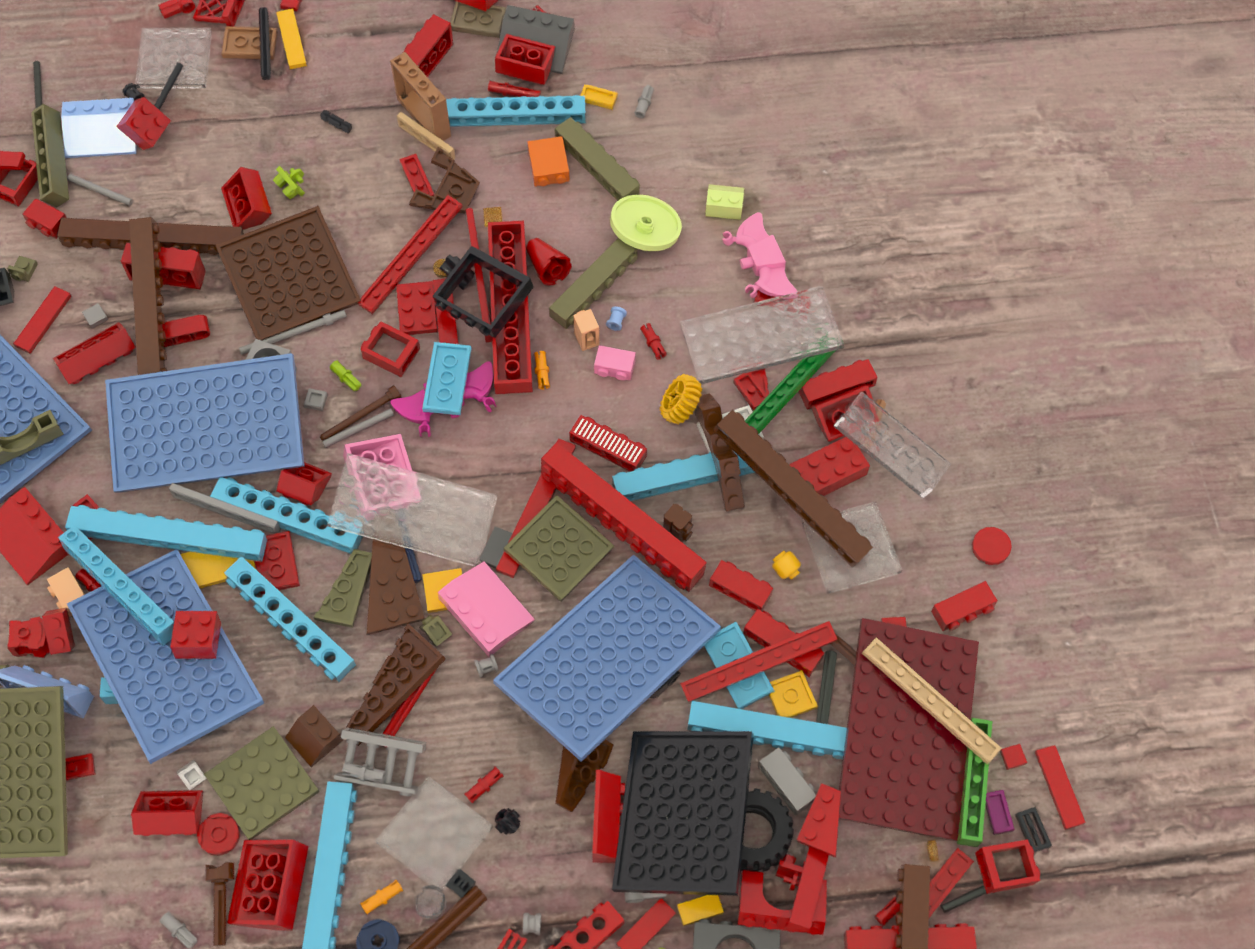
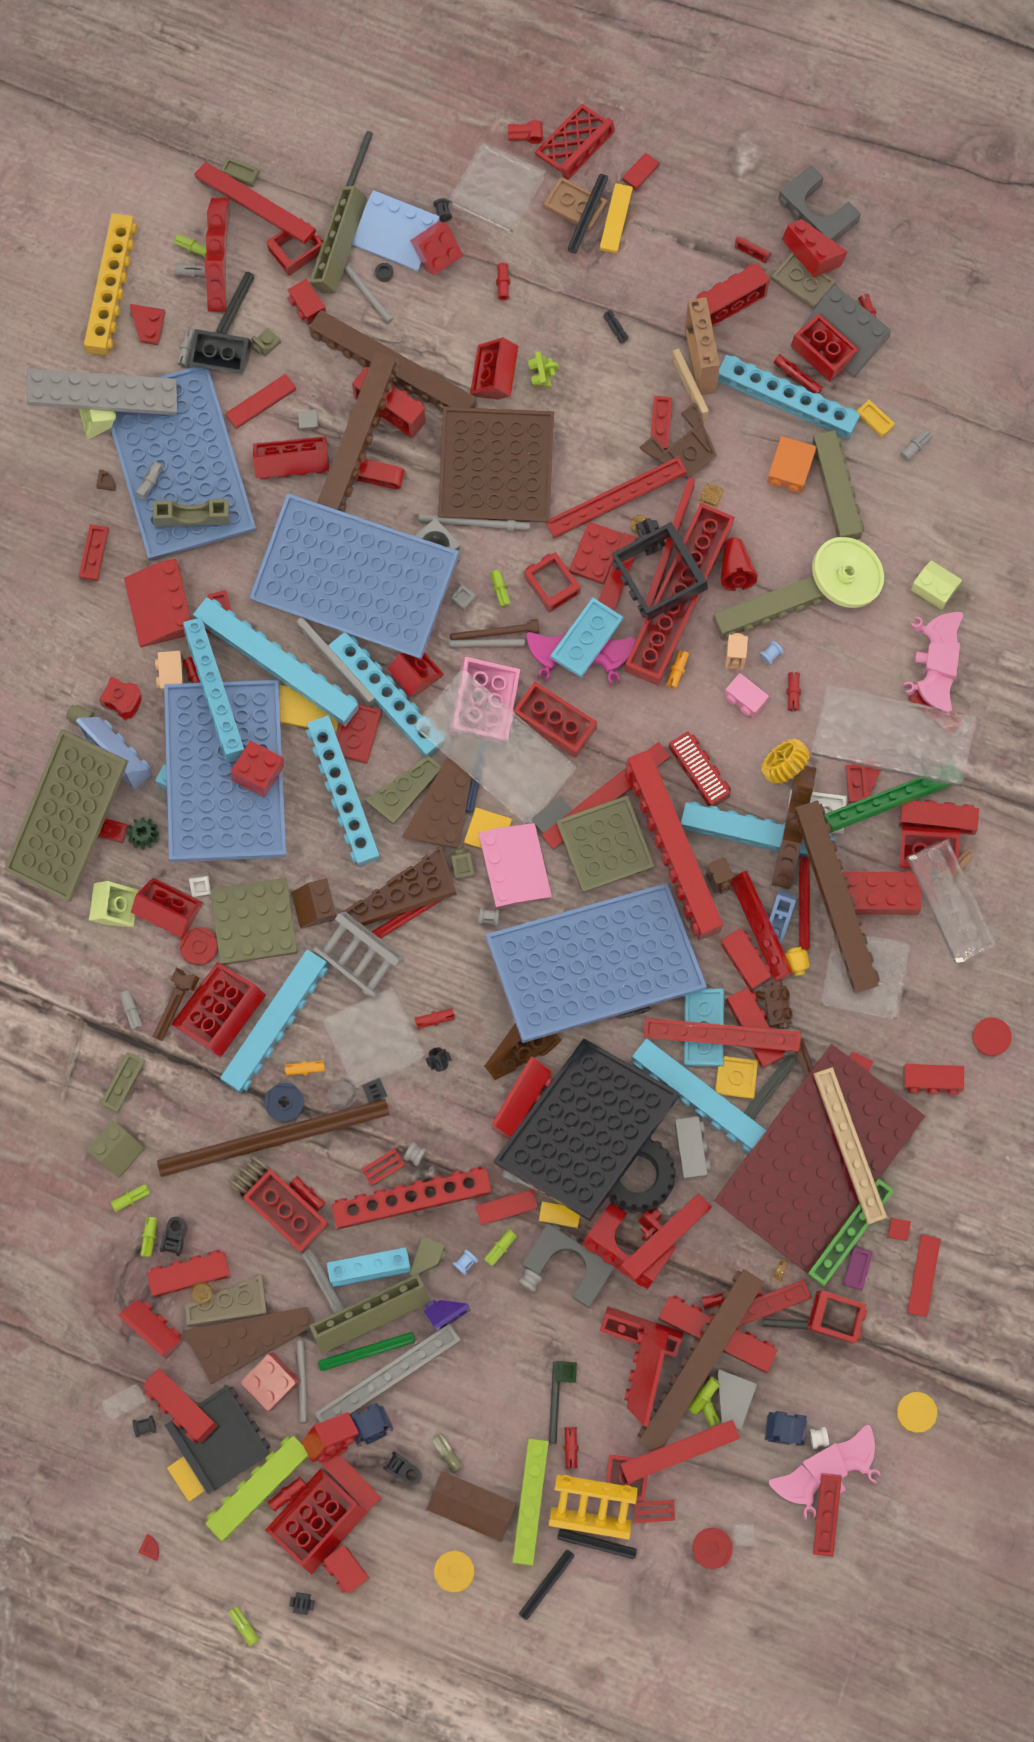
camera: 30 degrees right, 10 degrees up
(58, 631) = (147, 704): red brick -> none
(105, 166) = (384, 272): none -> black tile
(111, 836) = (112, 904): none -> yellowish green slope
(114, 759) = (142, 826): none -> dark green gear
(168, 86) = (476, 218): black bar -> none
(217, 127) = (503, 281): none -> red pin
(364, 772) = (340, 957): light grey pin -> none
(420, 13) = (752, 249): none -> red slope
(456, 461) = (555, 719): none -> red brick
(739, 550) = (761, 926): none -> red tile
(751, 538) = (782, 912): none -> medium blue slope
(764, 512) = (804, 902): none -> red axle
(789, 608) = (776, 1000): none -> reddish brown brick
(822, 822) = (699, 1197): red wing -> none
(1025, 813) = (886, 1302): black tile -> none
(1129, 916) = (916, 1412): none -> yellow tile

